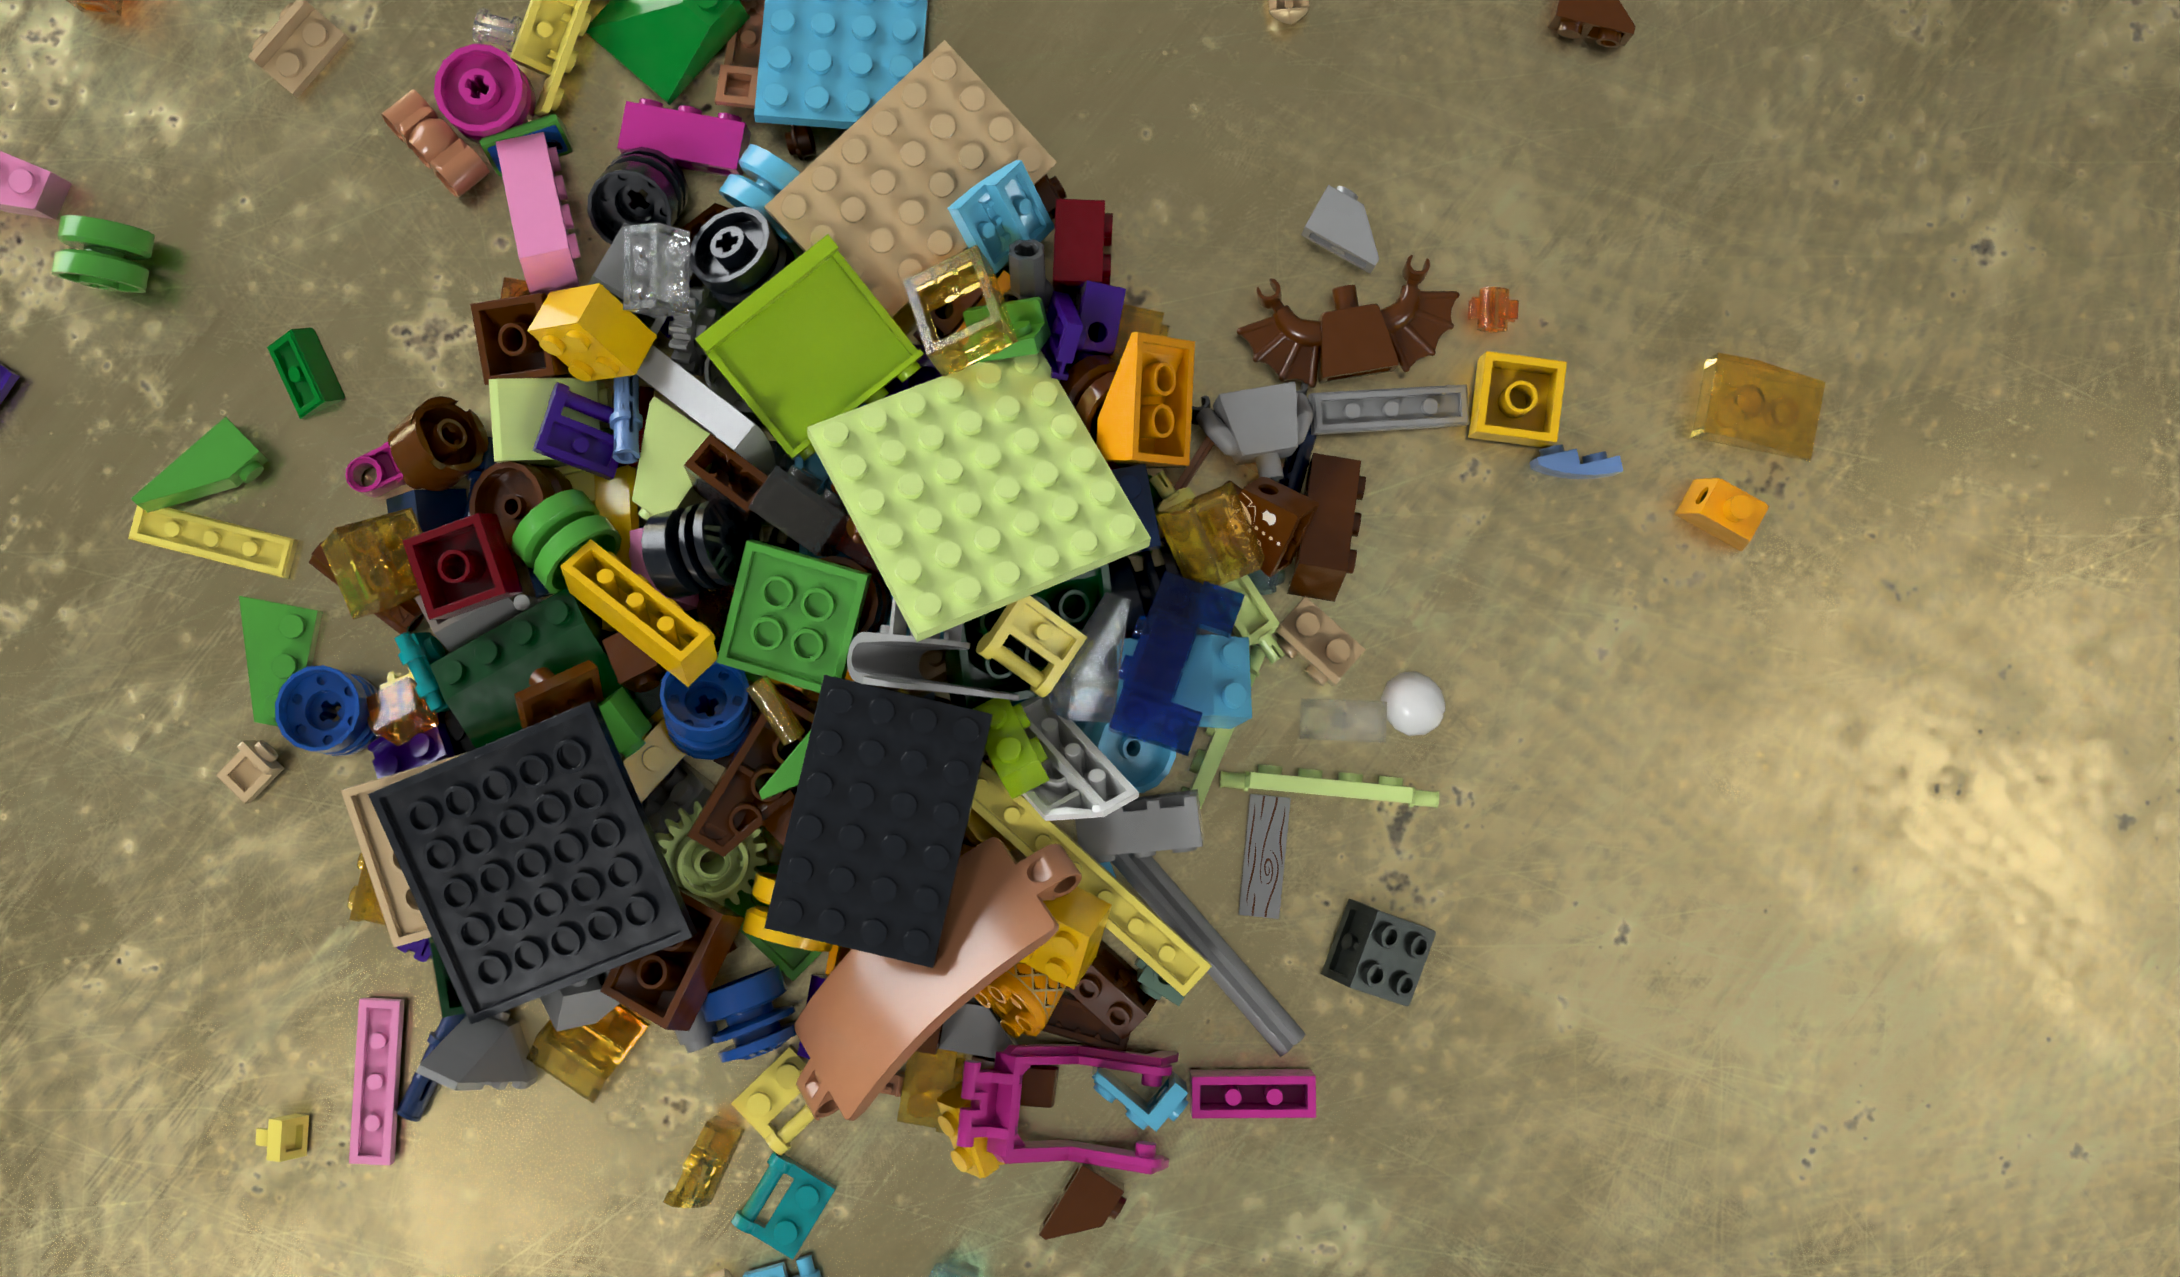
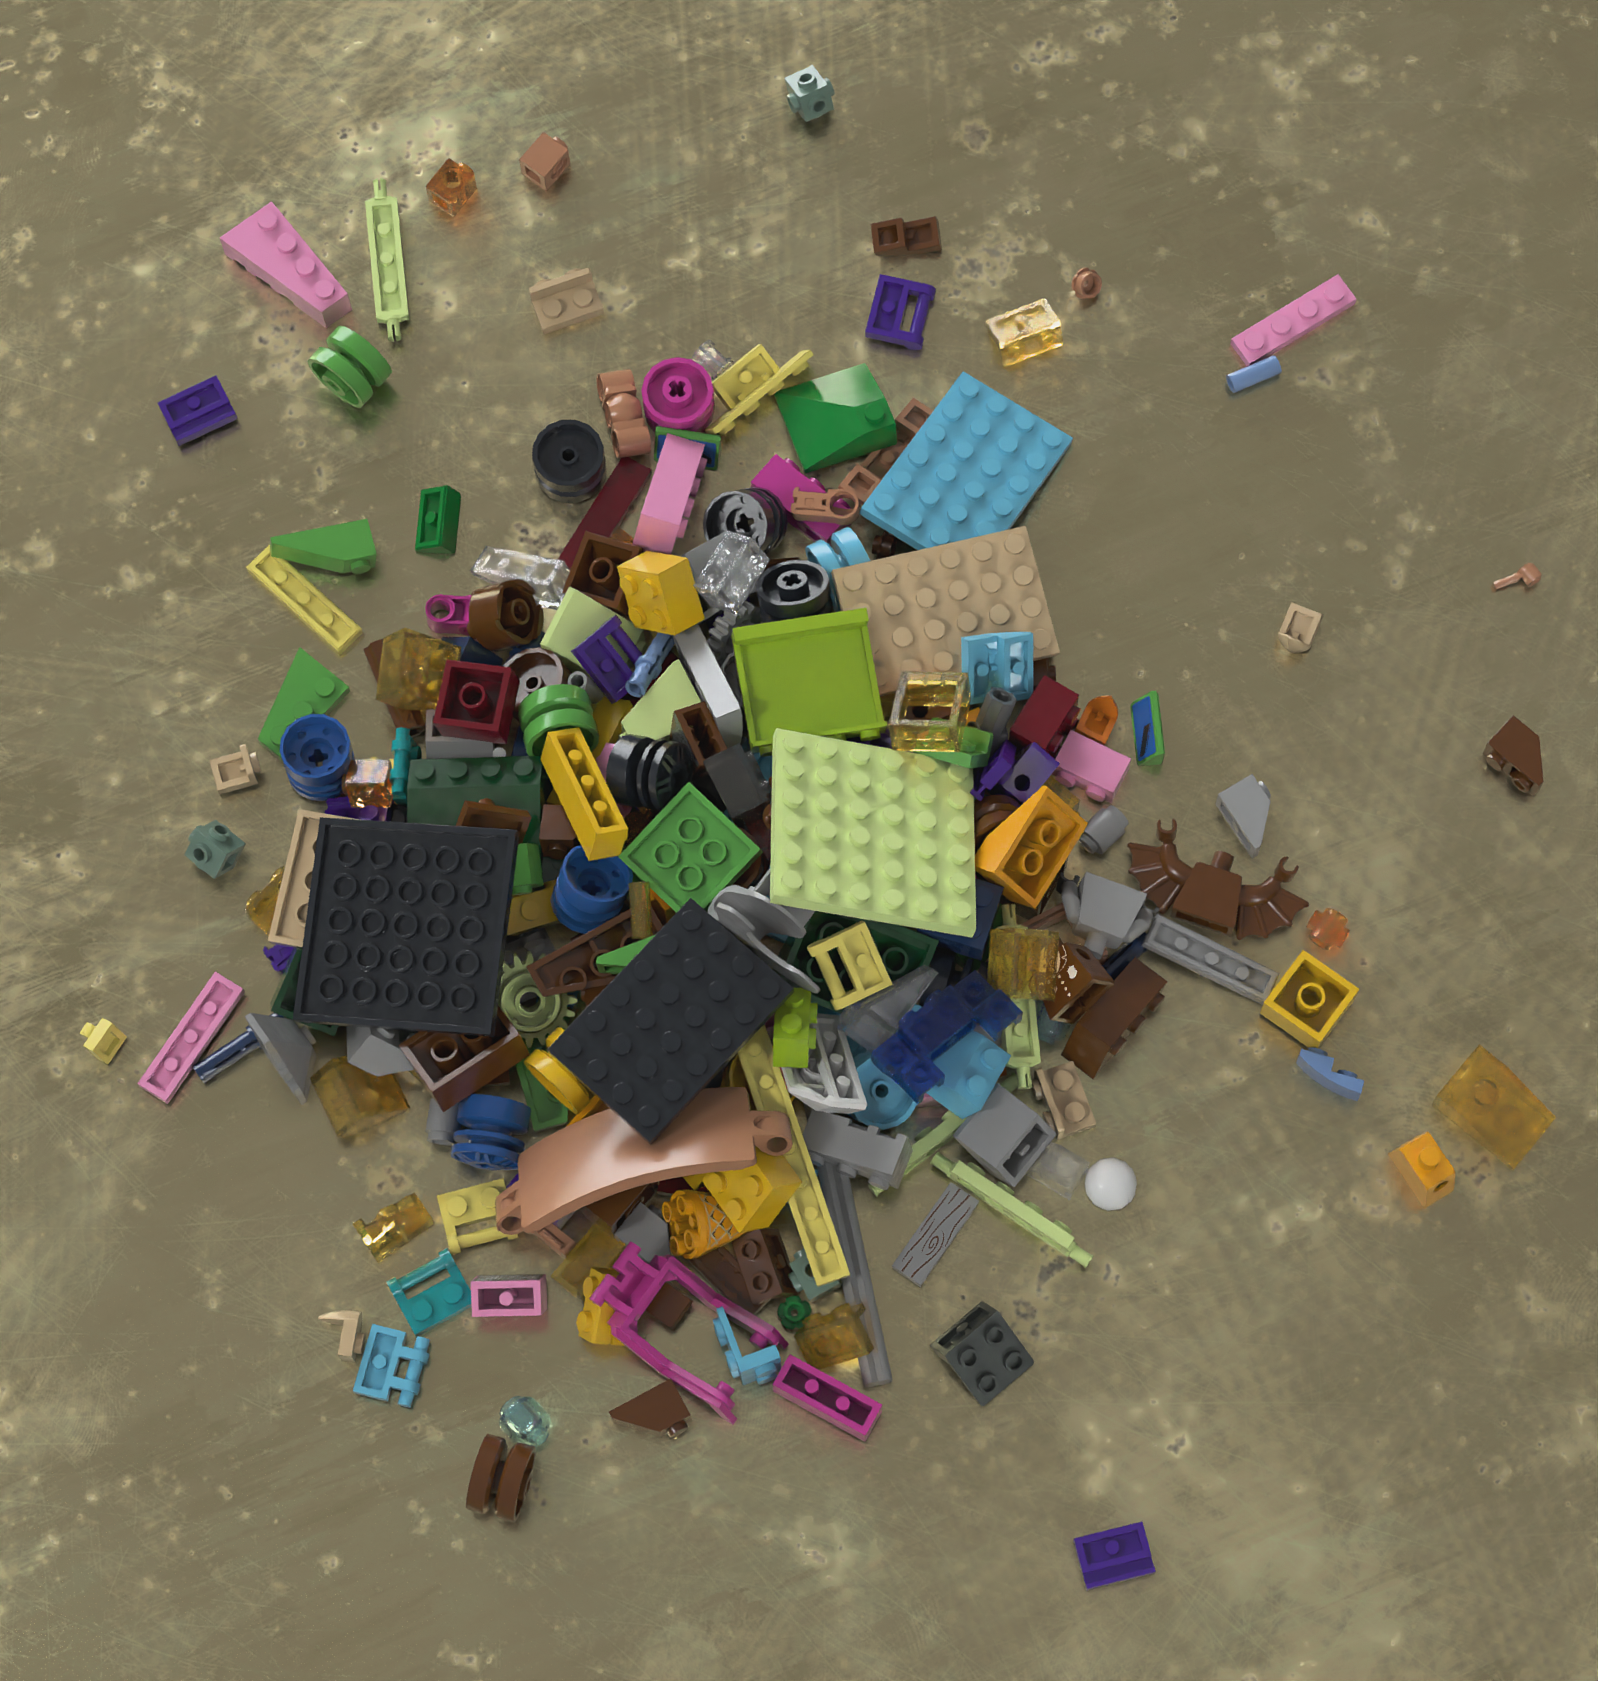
camera: 35 degrees right, 15 degrees down
(74, 106) = (387, 260): none -> yellowish green plate
(278, 869) = (214, 848): none -> sand green brick
(400, 208) = (569, 461): none -> black wheel
(447, 376) = (542, 573): none -> clear slope
(480, 256) = (610, 505): none -> dark red tile
(570, 479) = (583, 681): none -> light grey axle
(708, 137) = (820, 508): none -> nougat piece
(866, 1170) = (509, 1295): none -> bright pink brick
(1132, 214) = (1098, 719): none -> orange plate
(1154, 268) = (1091, 767): none -> bright pink brick
(1166, 1030) = (793, 1303): none -> green plate
(1189, 193) = (1148, 730): none -> slope
(1205, 326) = (1103, 830): none -> light grey brick
(1223, 1026) = (834, 1336): none -> clear yellow bracket
(1286, 721) = (1005, 1136): none -> light grey slope
(1624, 1086) = (1114, 1556): none -> dark purple plate

